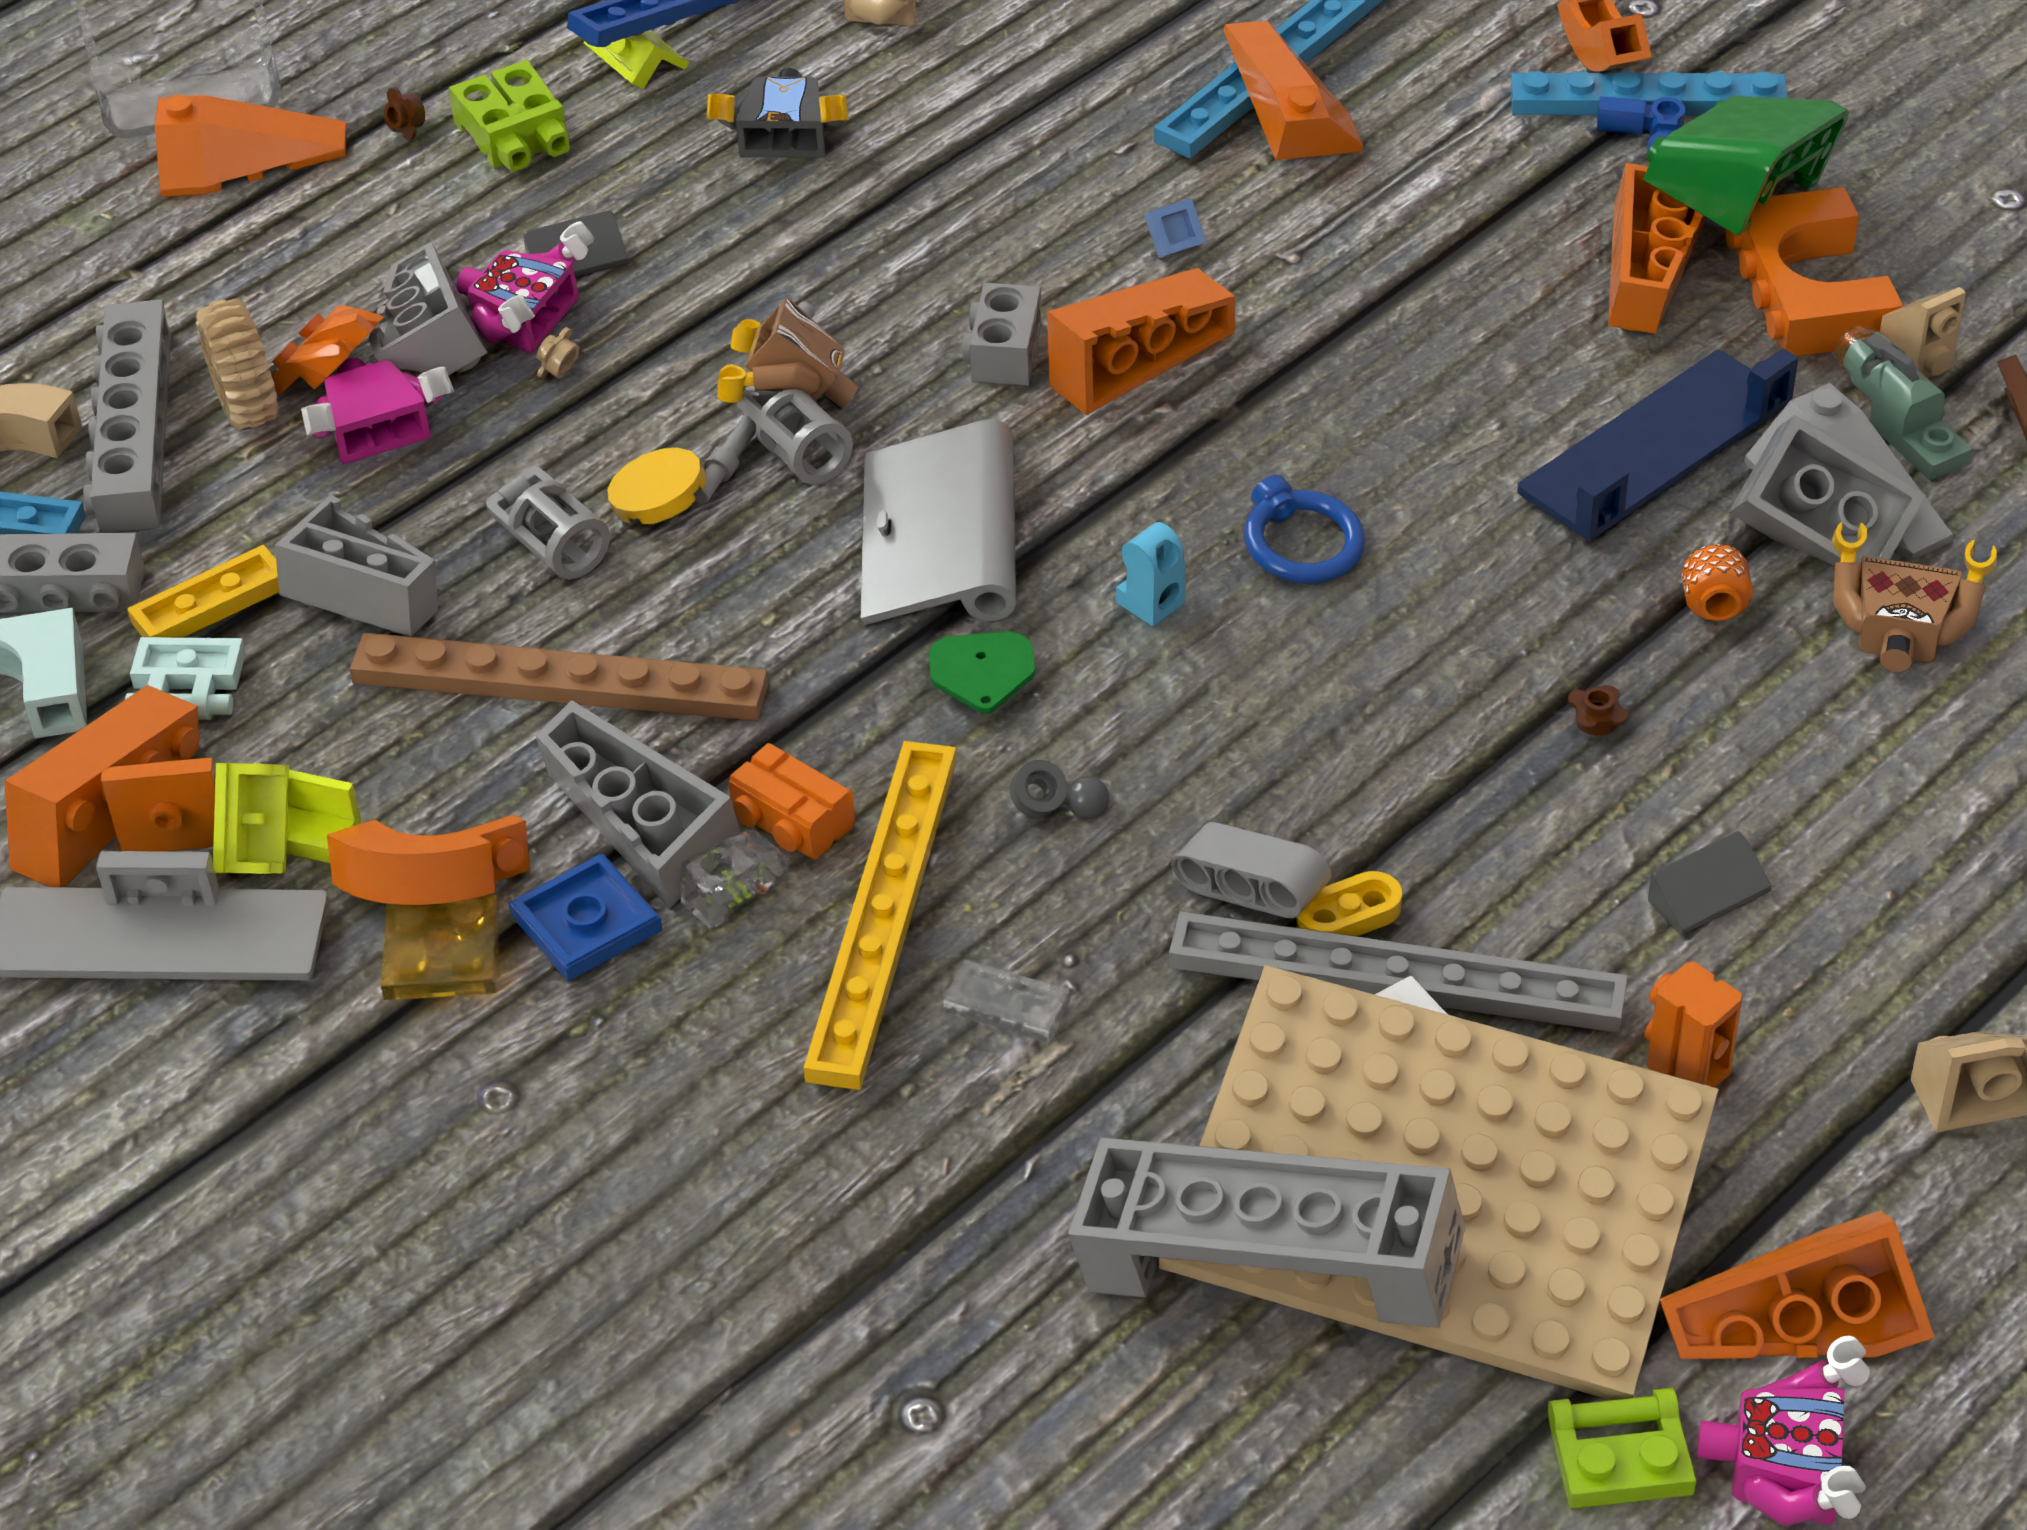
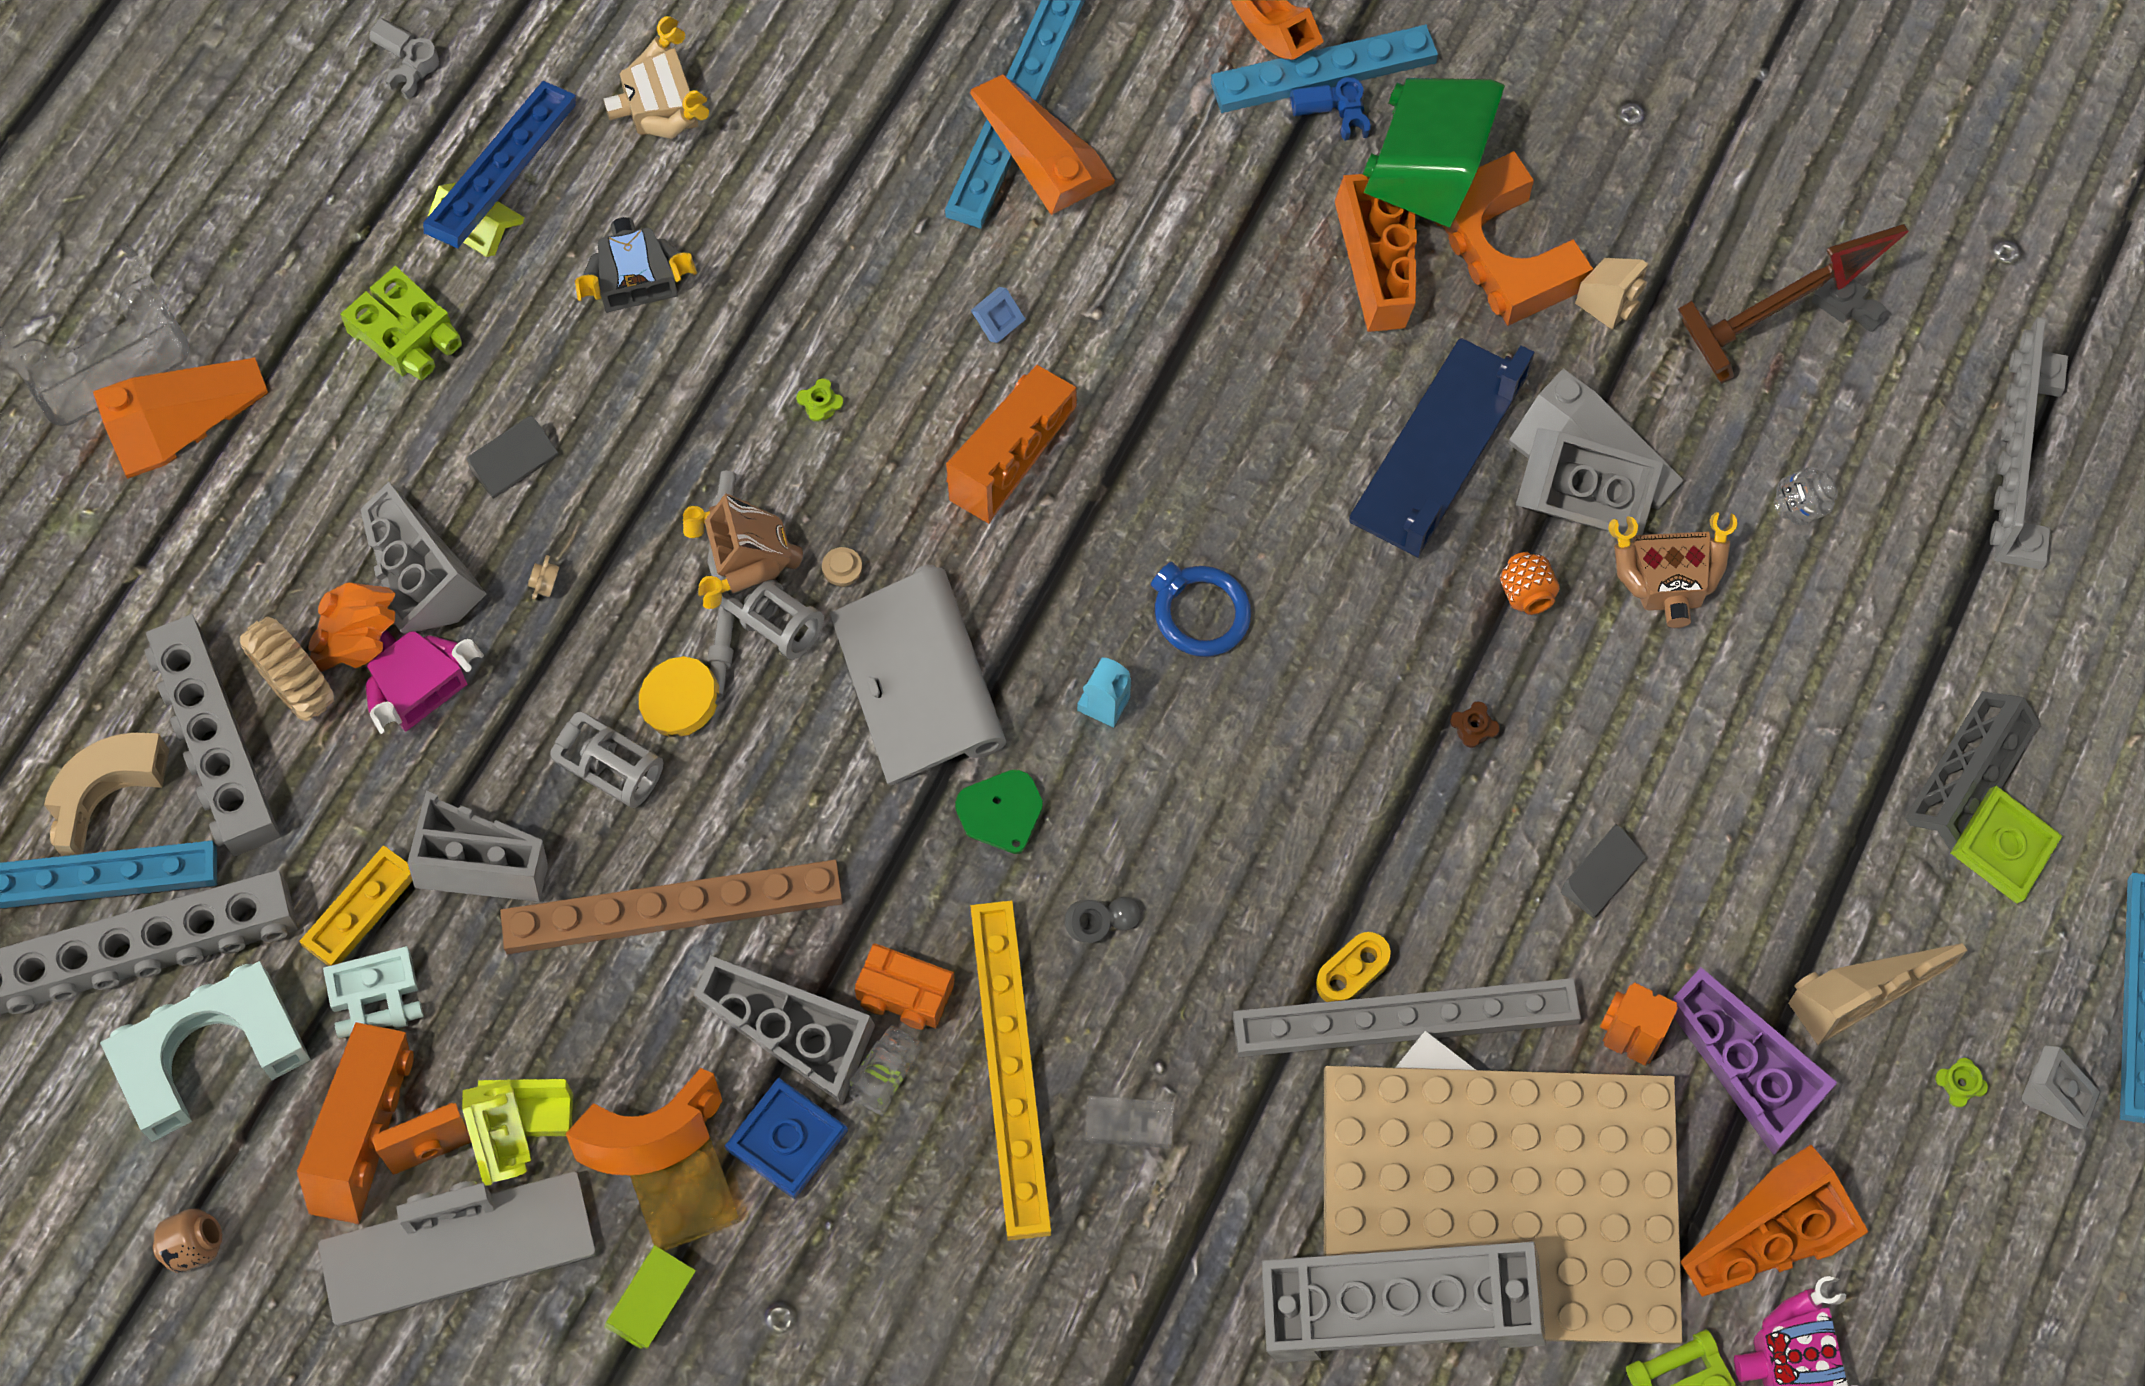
camera: 20 degrees left, 20 degrees up
(346, 1024) = (649, 1298): none -> lime hinge
(404, 112) = (305, 340): reddish brown plate -> none
(525, 294) = (490, 520): torso -> none
(897, 415) = (842, 566): none -> tan plate
(939, 268) = (820, 410): none -> lime plate
(1004, 334) = (903, 463): light grey brick -> none
(1251, 869) = (1275, 960): light grey beam -> none
(1838, 1113) = (1753, 1062): none -> medium lavender wedge
(1904, 402) = (1615, 362): sand green plate -> none

